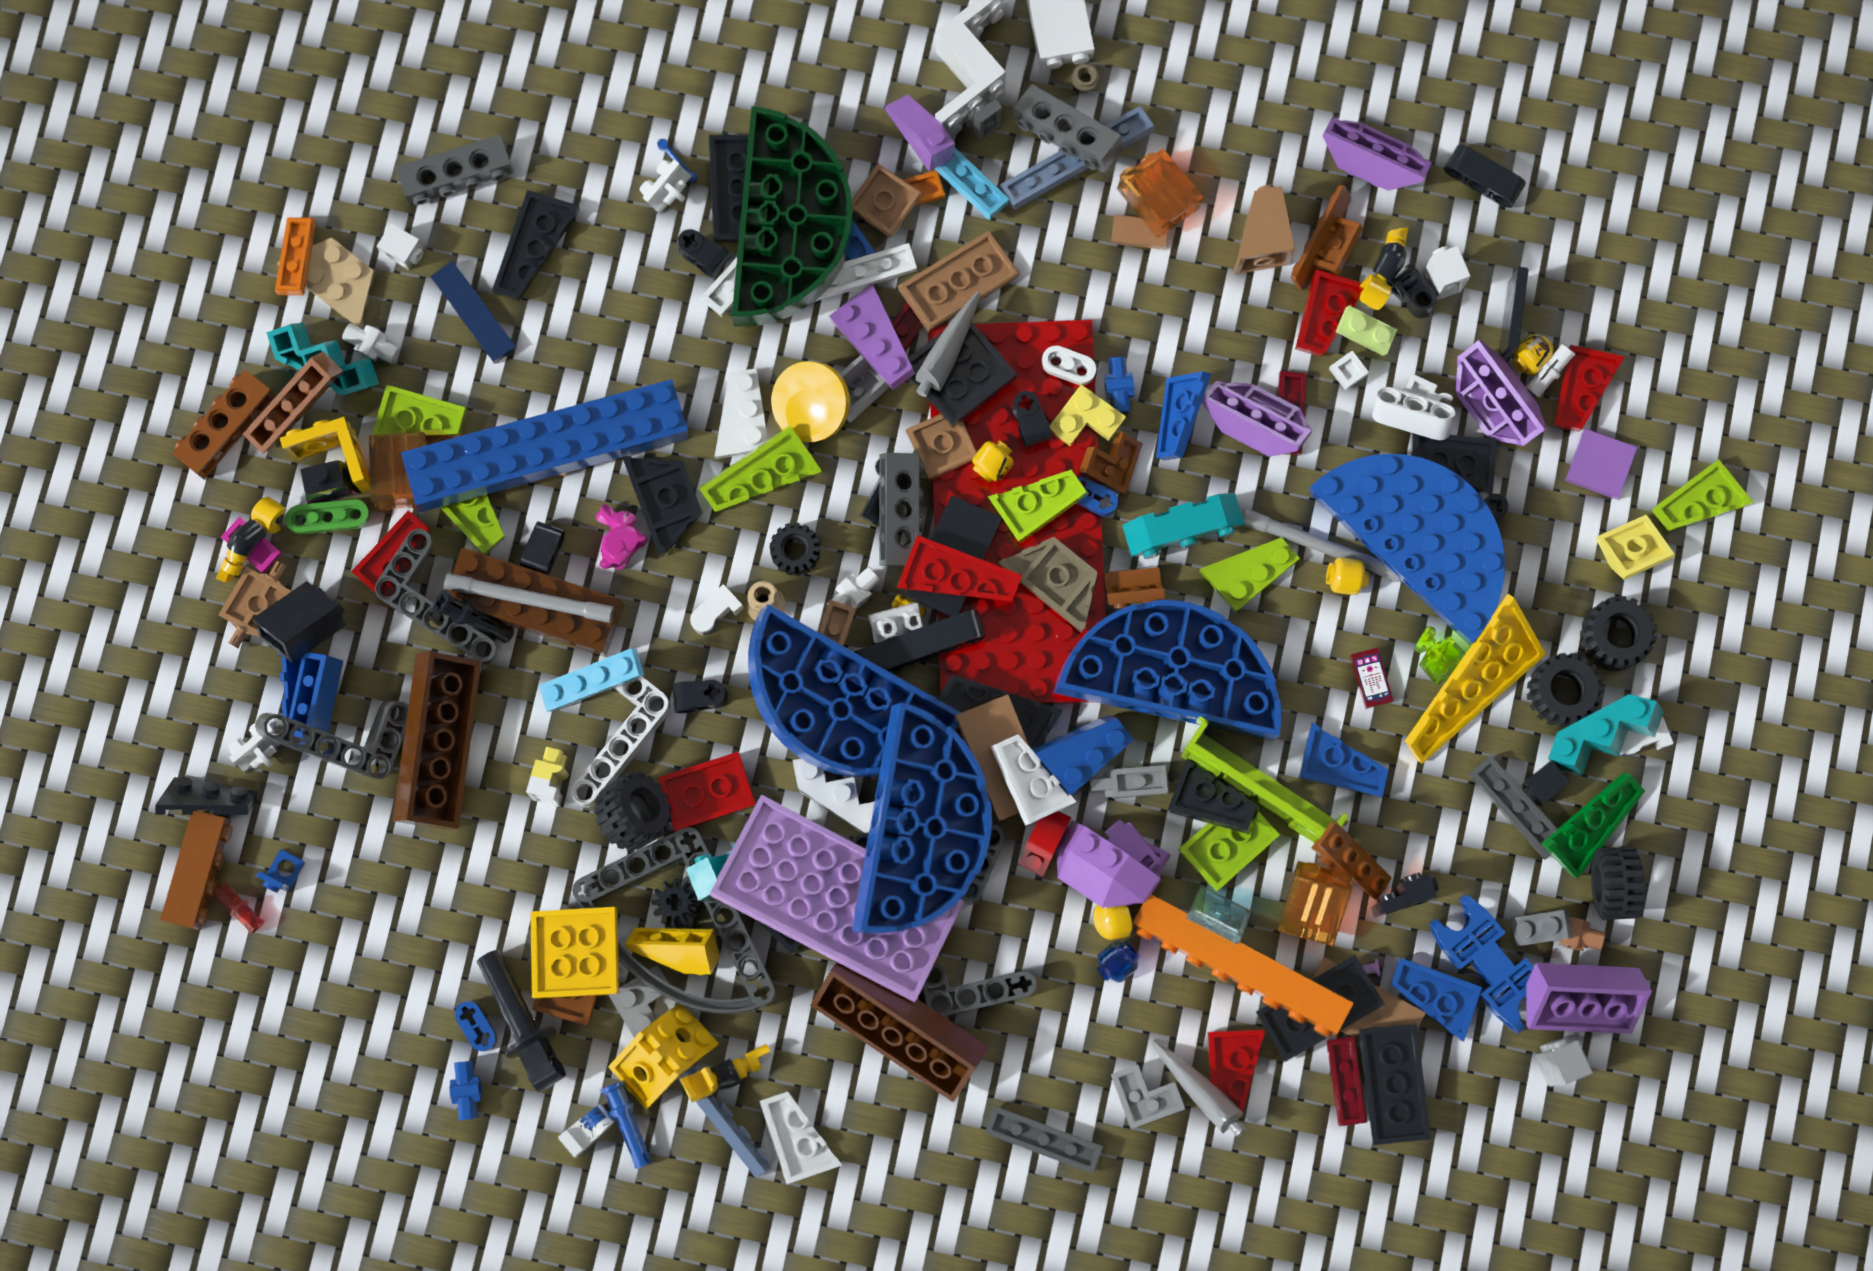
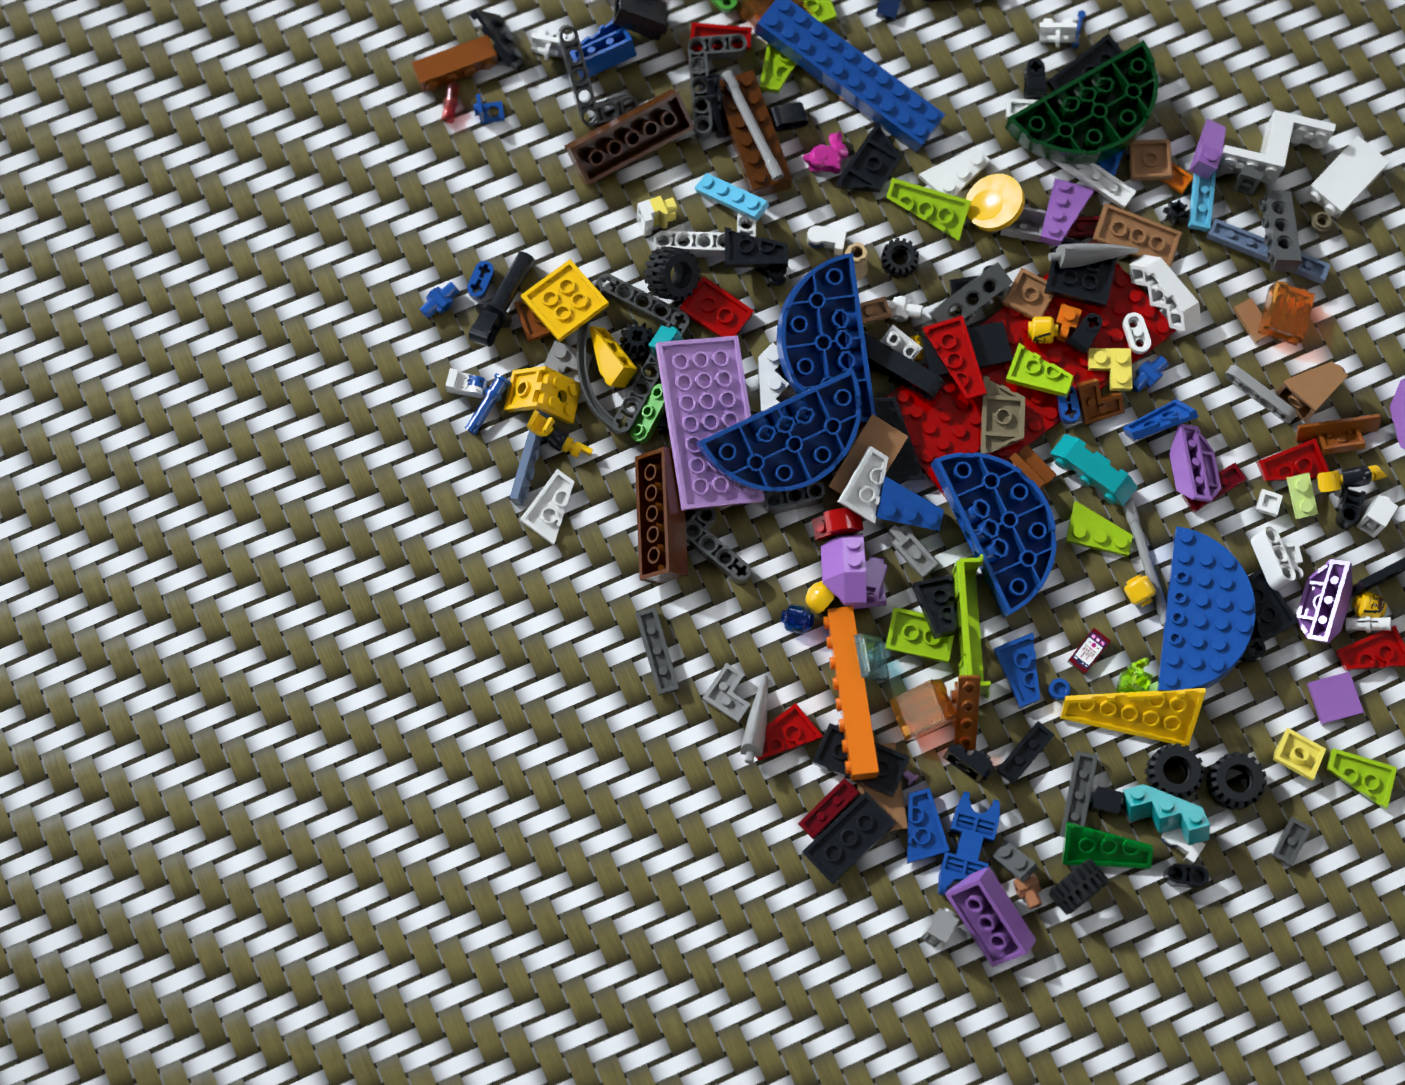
camera: 50 degrees right, 5 degrees down
(674, 704) = (752, 252): none -> black wing
(782, 962) = (649, 421): none -> bright green plate
(963, 212) = (1174, 218): none -> black gear
(999, 425) = (1067, 320): none -> orange plate
(1045, 298) = (1166, 291): none -> white brick
(1226, 287) = (1260, 394): none -> light grey beam
(1390, 740) = (1059, 689): none -> blue tile
(1433, 828) = (1025, 752): none -> black plate
(1678, 760) = (1186, 879): none -> black beam
(1718, 626) = (1291, 841): none -> dark grey plate

